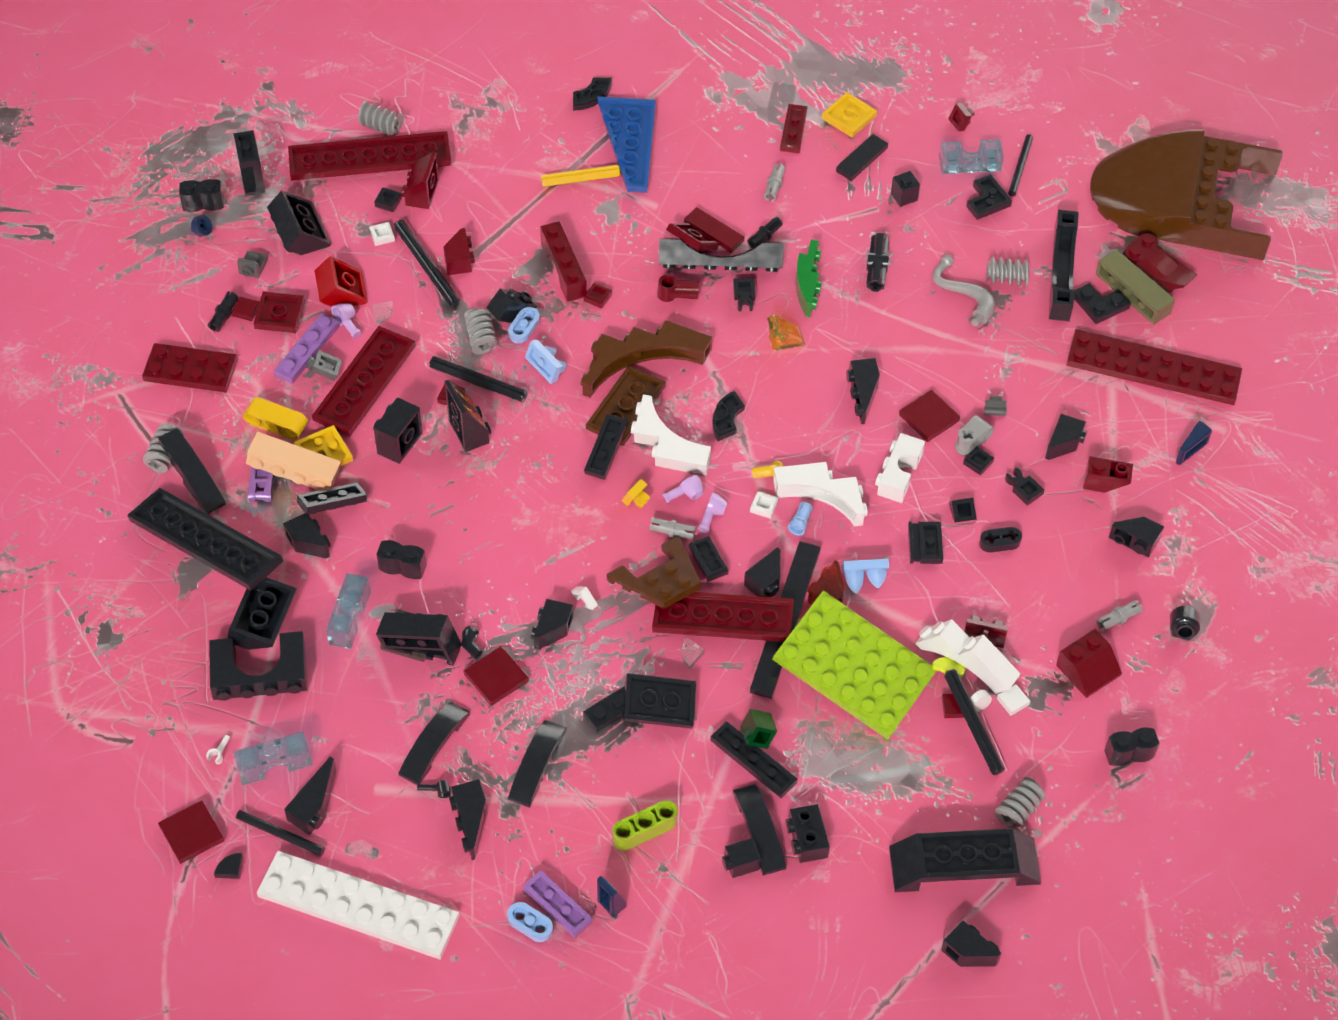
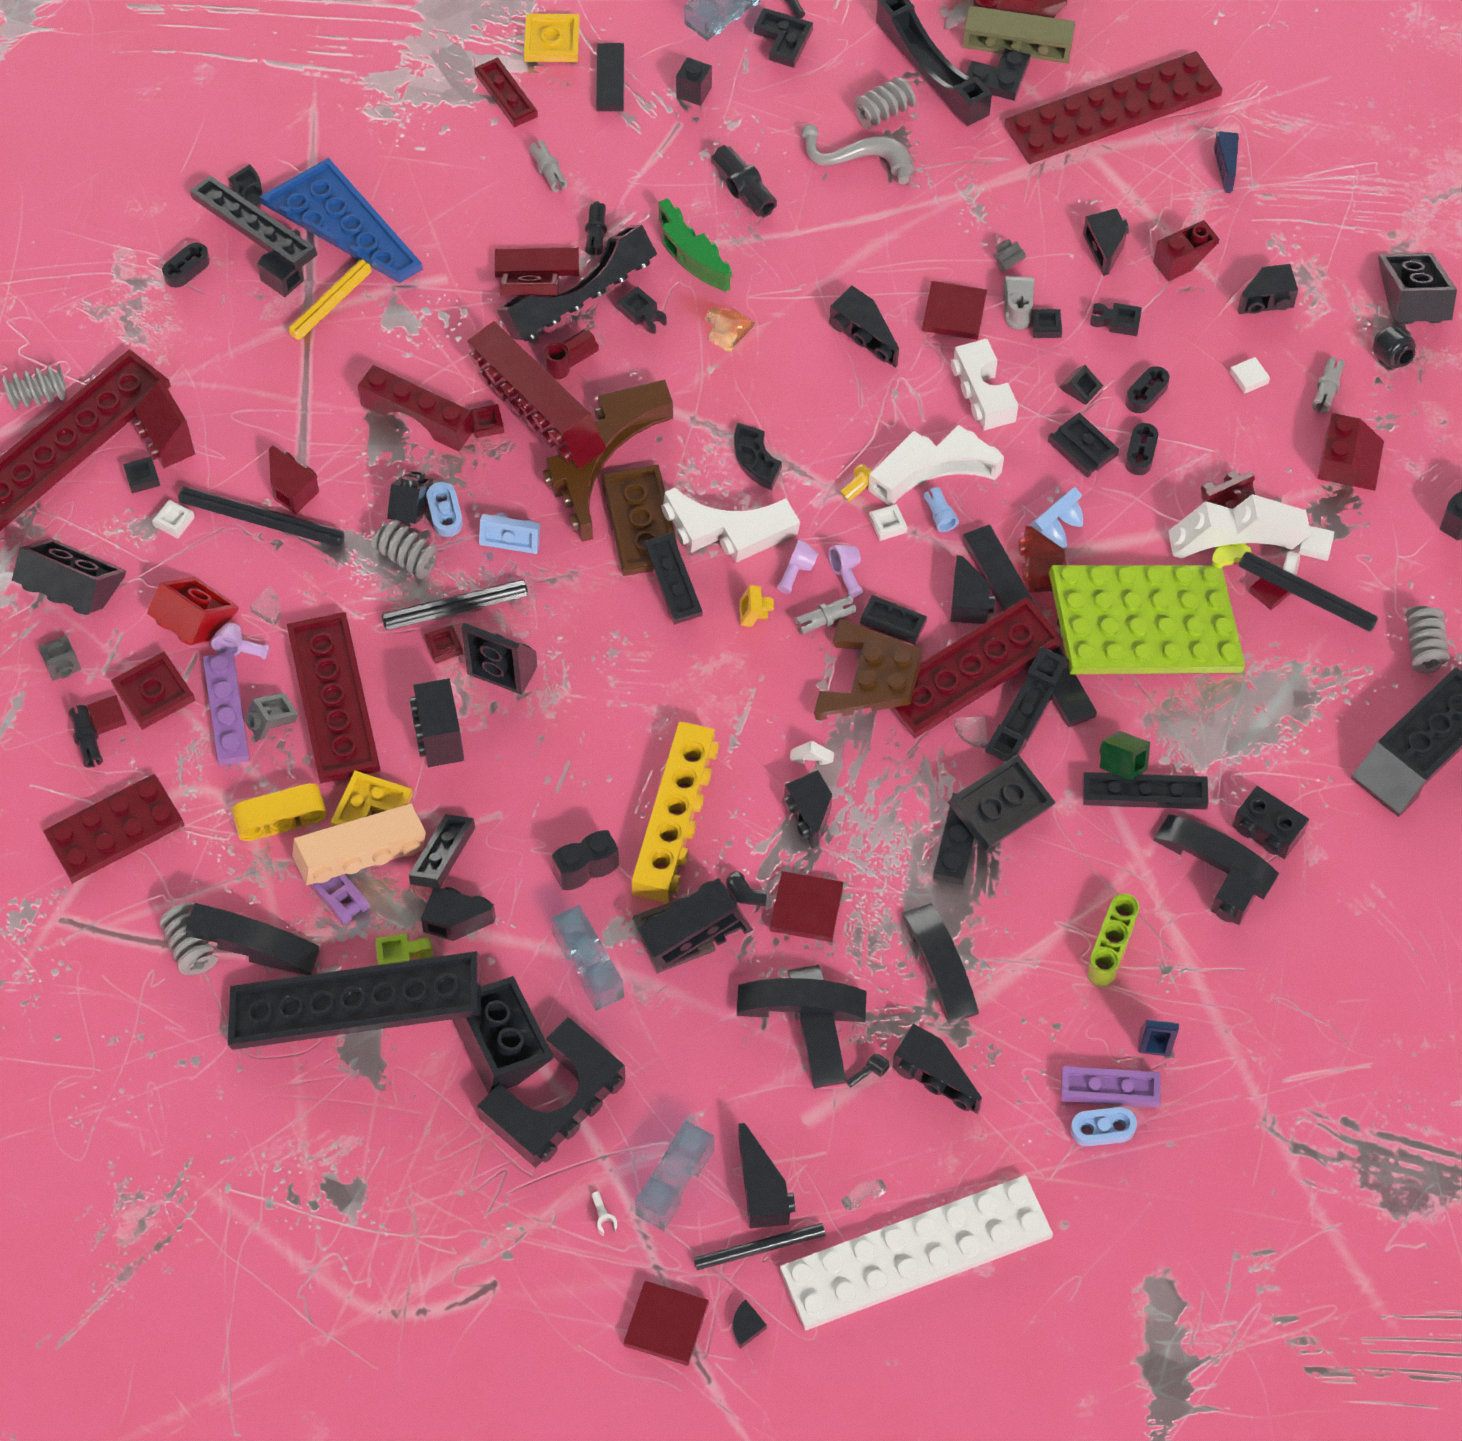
camera: 40 degrees left, 5 degrees up
(262, 534) = (399, 948): none -> lime plate
(439, 720) = (802, 996): none -> black slope
(464, 569) = (688, 742): none -> yellow brick
(524, 108) = (185, 264): none -> black beam
(574, 106) = (253, 223): none -> black plate
(575, 141) = (278, 274): none -> black slope
(625, 294) = (536, 396): none -> dark red brick
(733, 663) = (1028, 705): none -> black slope
(958, 567) = (1137, 447): none -> black beam
(1075, 575) = (1249, 375): none -> white tile
(1238, 598) = (1417, 288): none -> black slope

